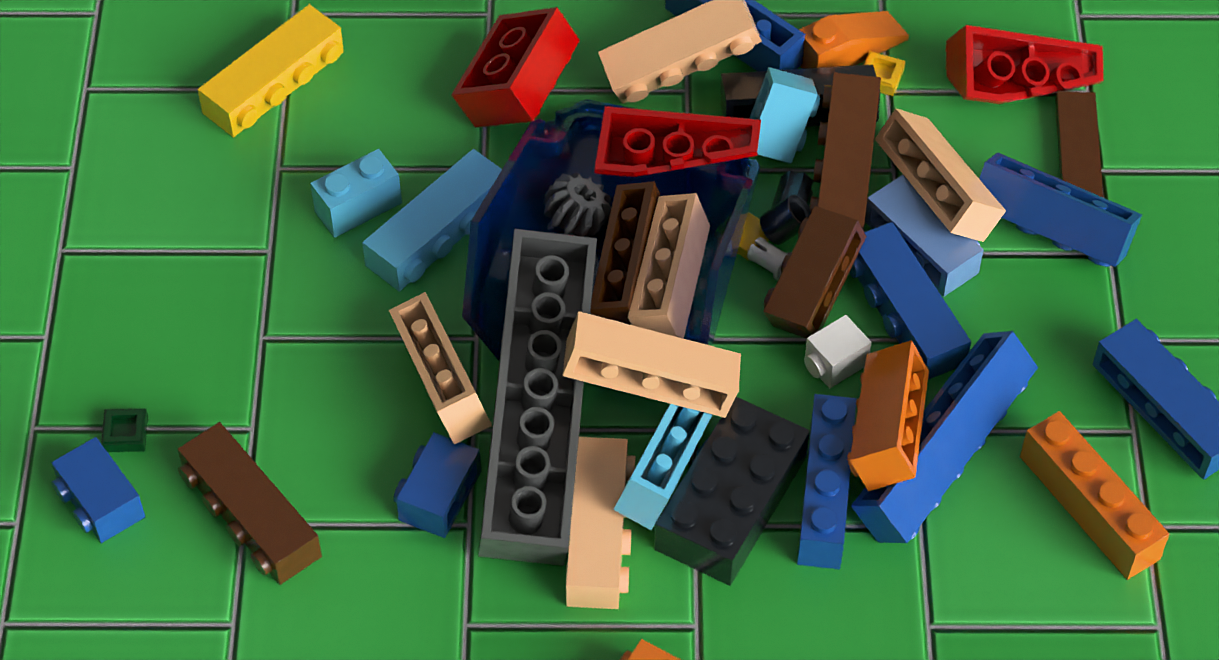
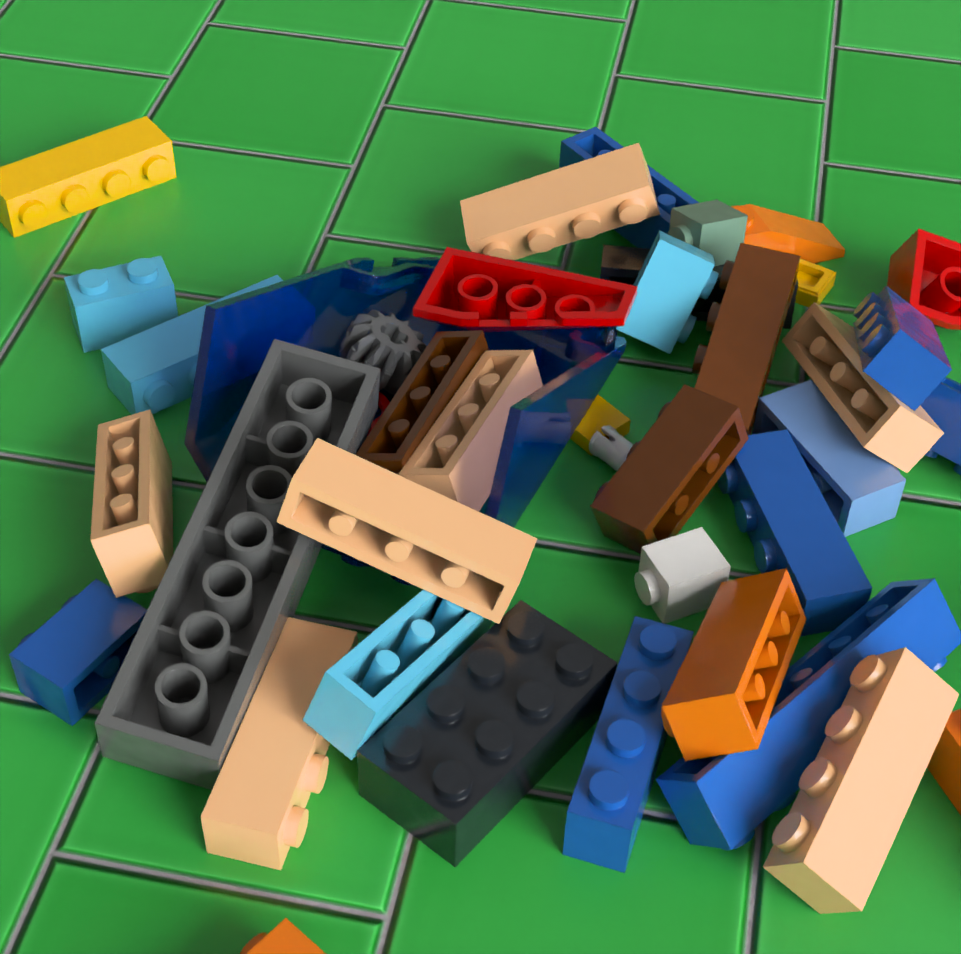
camera: 10 degrees right, 10 degrees down
(516, 67) = (358, 205): red brick -> none
(788, 208) = (640, 408): black piece -> none
(804, 53) = (710, 227): none -> sand green brick
(964, 140) = (899, 347): none -> blue brick
(983, 482) = (861, 782): none -> light nougat brick

